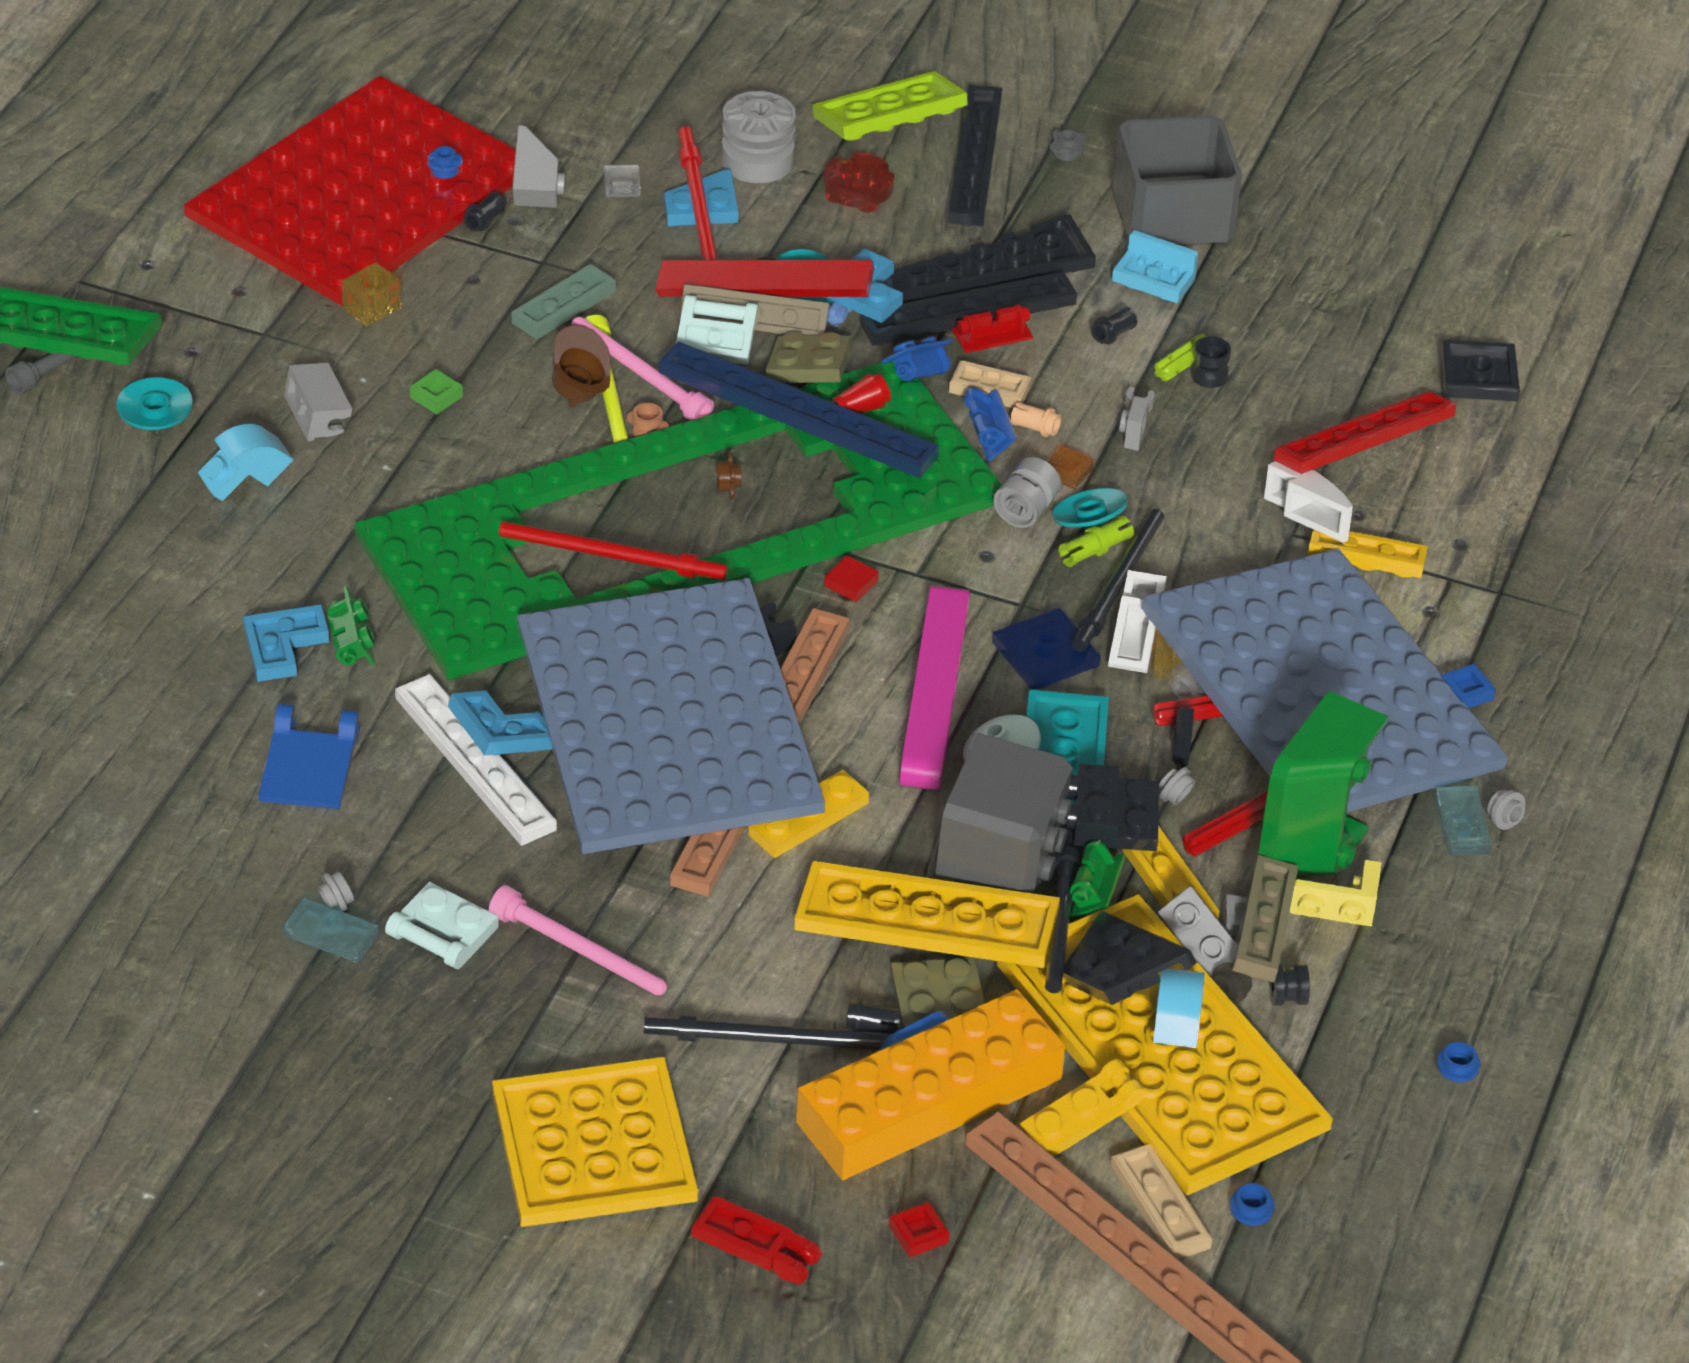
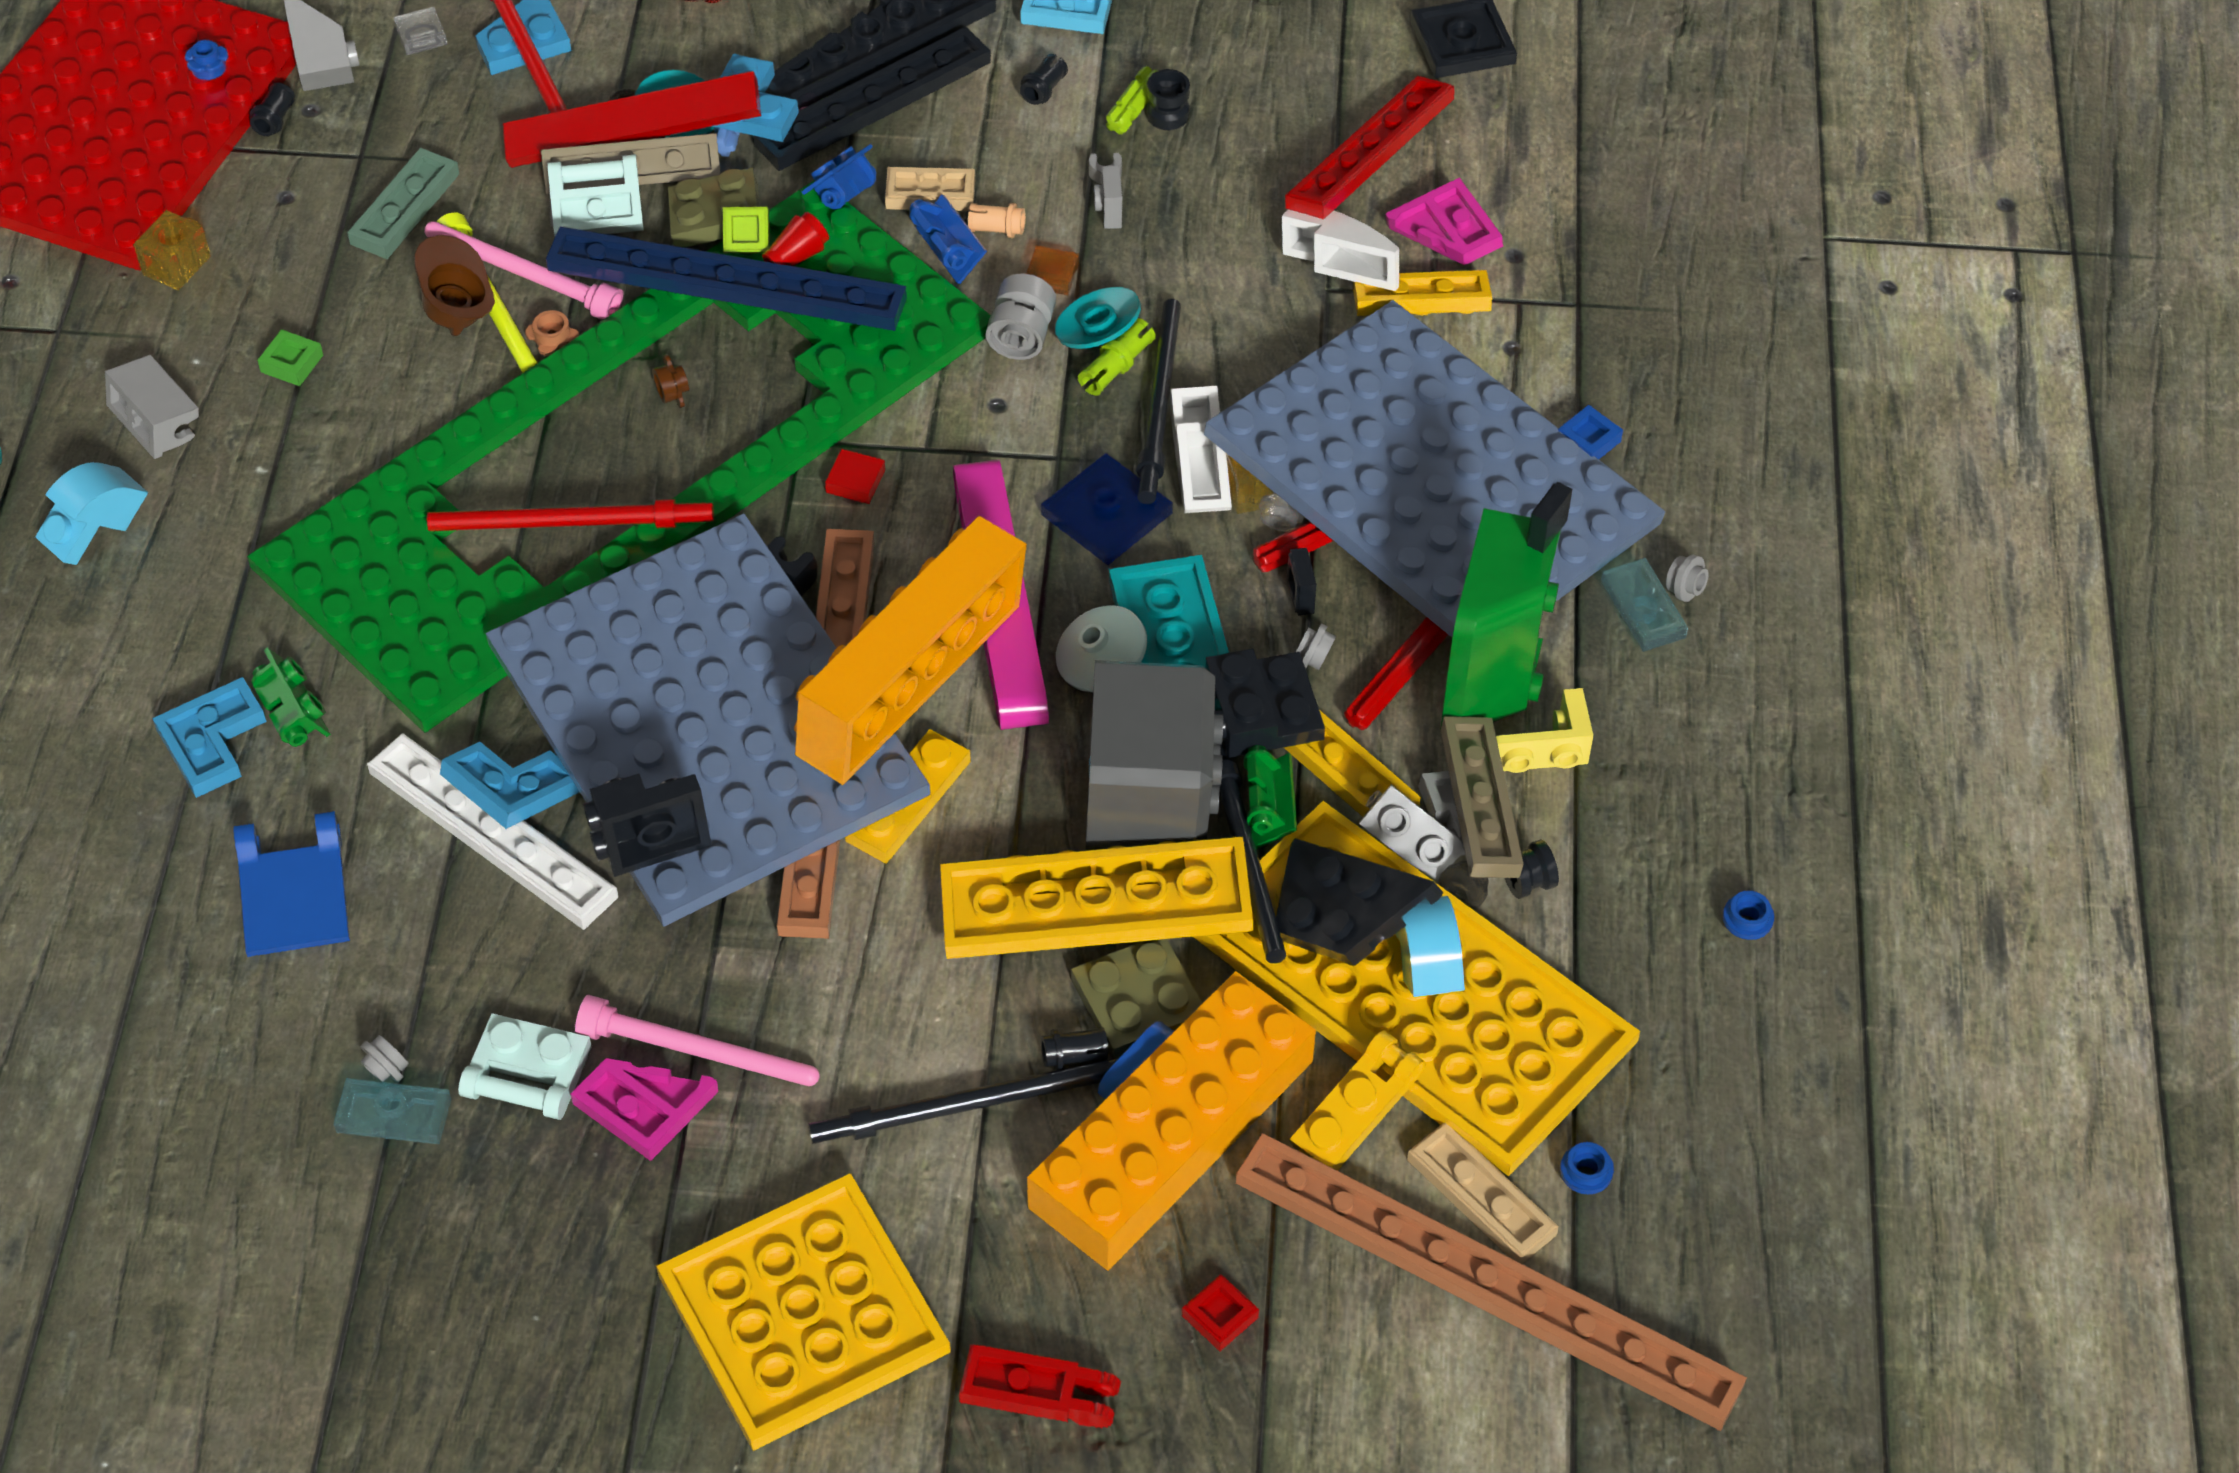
camera: 15 degrees left, 10 degrees up
(522, 971) = (642, 1104): none -> dark pink wing
(590, 765) = (646, 825): none -> black plate
(826, 377) = (745, 230): none -> lime tile
(839, 695) = (908, 649): none -> light orange brick
(981, 332) = (908, 122): red hinge -> none
(1376, 705) = (1549, 517): none -> black tile
(1410, 505) = (1448, 223): none -> dark pink wing

